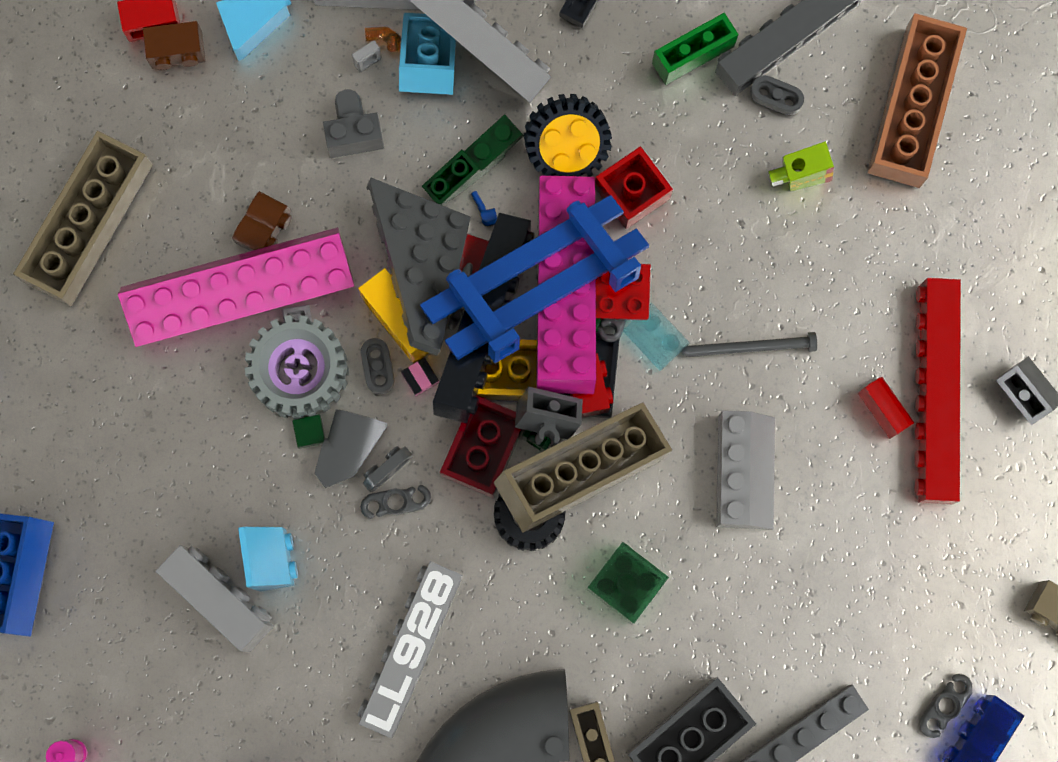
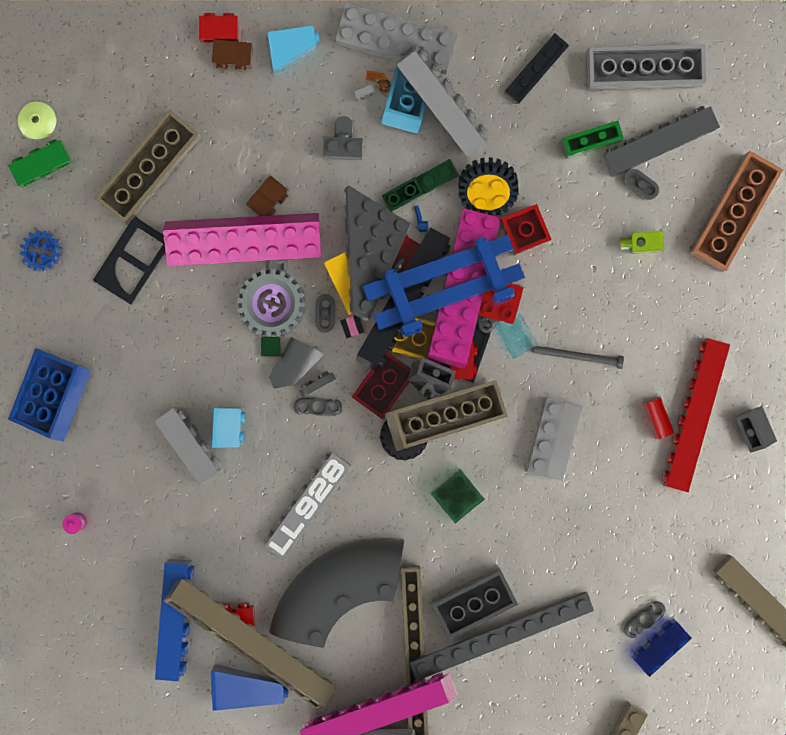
camera: 15 degrees right, 10 degrees up
(54, 382) = (107, 274): none -> black window

